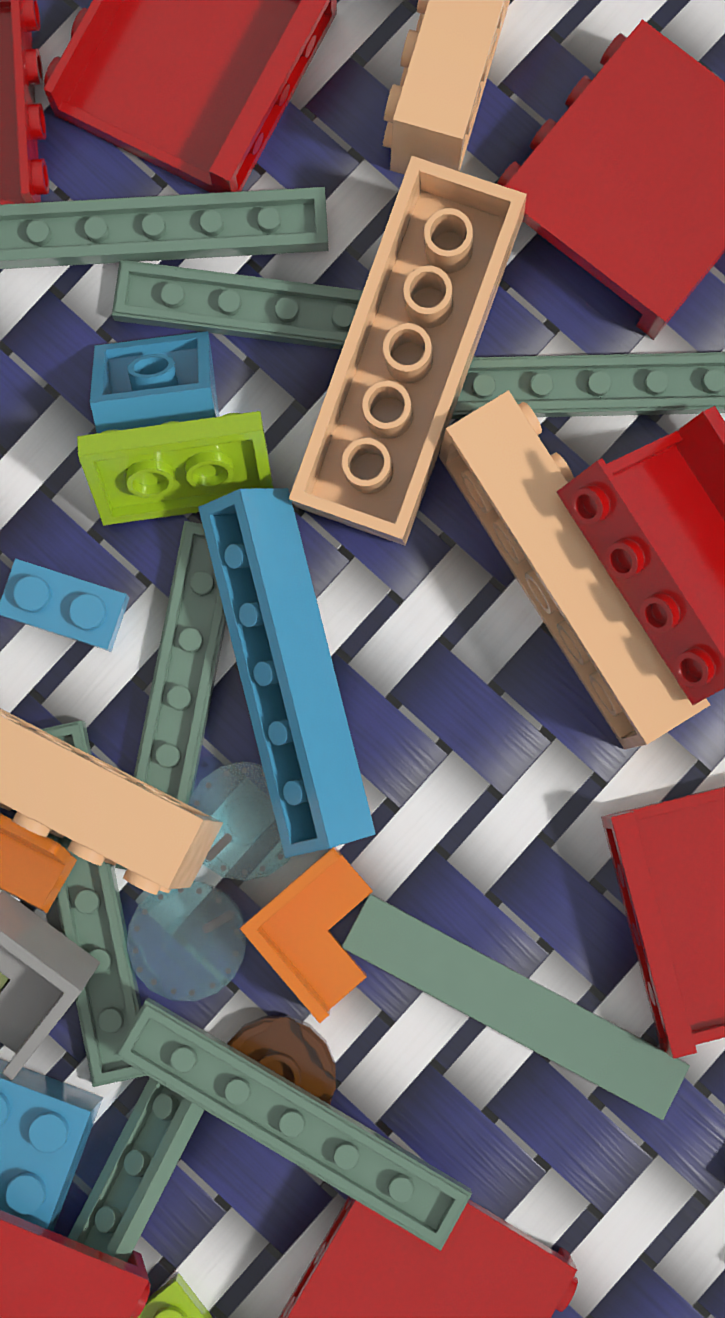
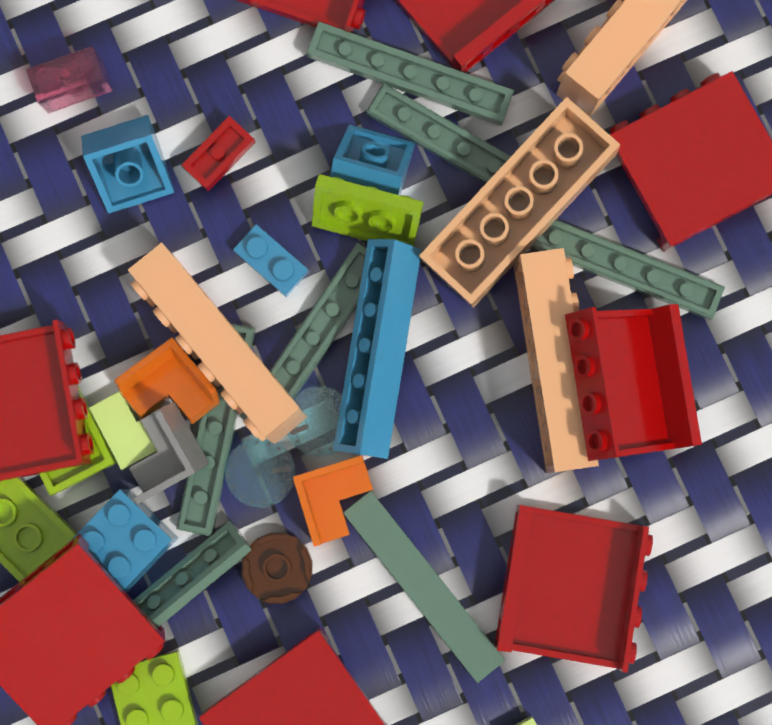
camera: 30 degrees right, 0 degrees up
(294, 1123) = (277, 593): sand green tile -> none

